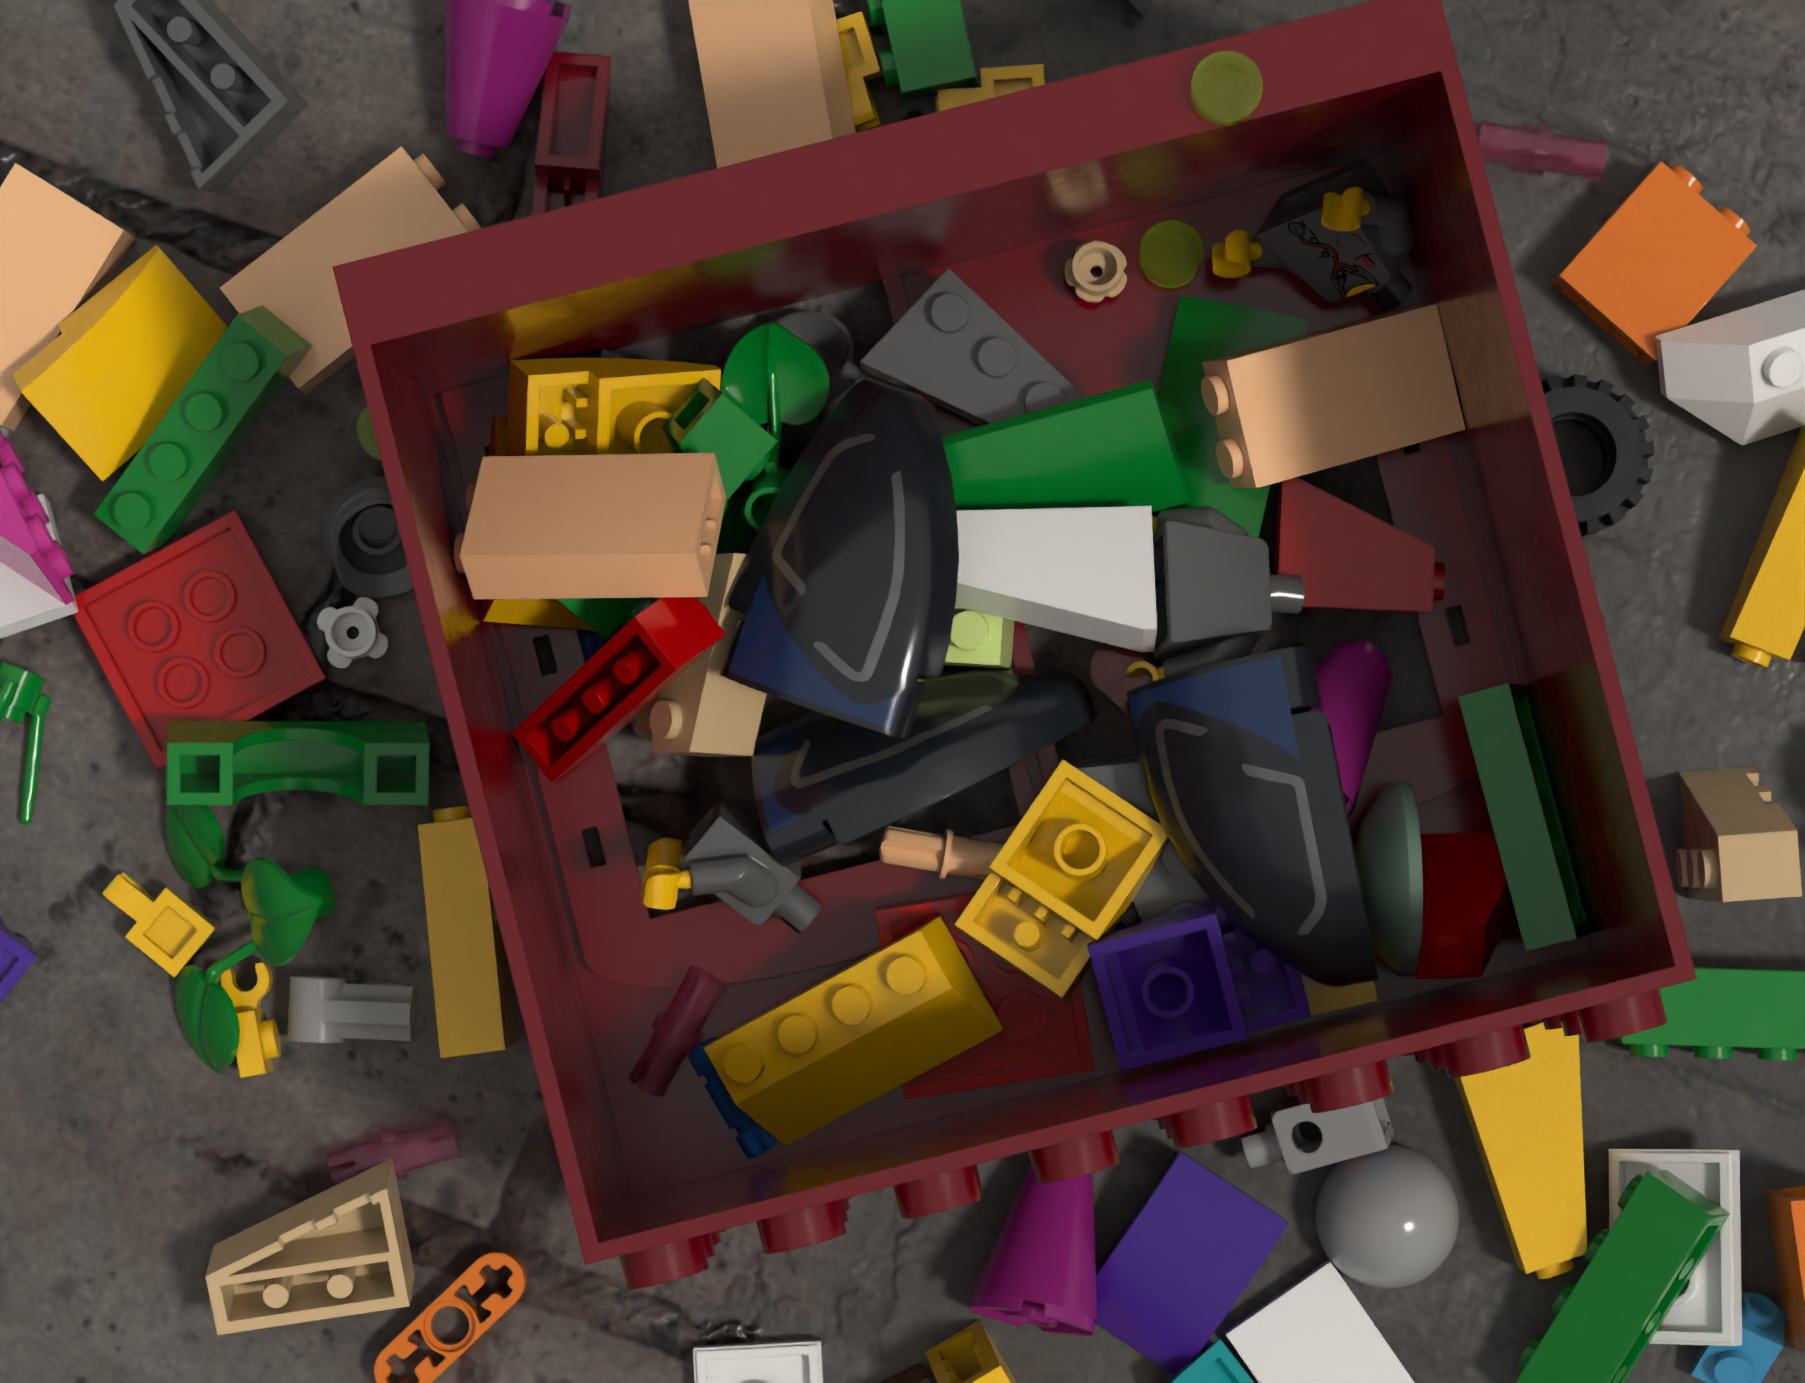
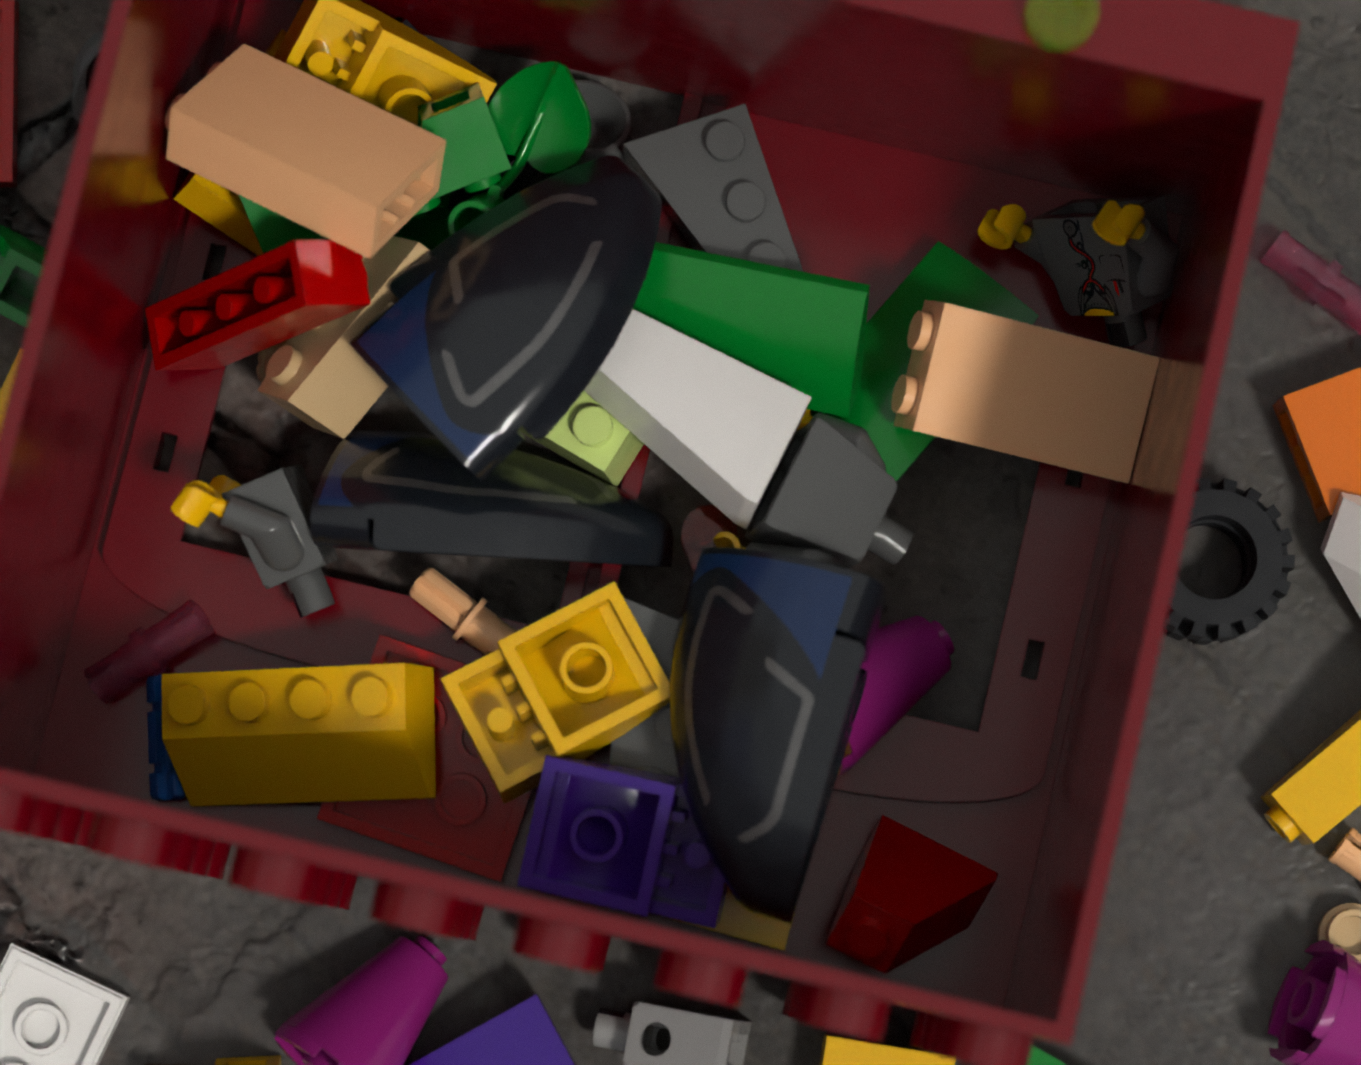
camera: 20 degrees right, 5 degrees down
(336, 624) = (46, 145): white plate -> none
(1101, 255) = (880, 166): tan plate -> none
(1171, 254) = (949, 201): clear neon green tile -> none
(1351, 556) = (969, 546): red slope -> none
(1392, 876) = (850, 842): sand green dish -> none
(1524, 815) = (1002, 852): green slope -> none
(1735, 840) = (1181, 978): tan wedge -> none

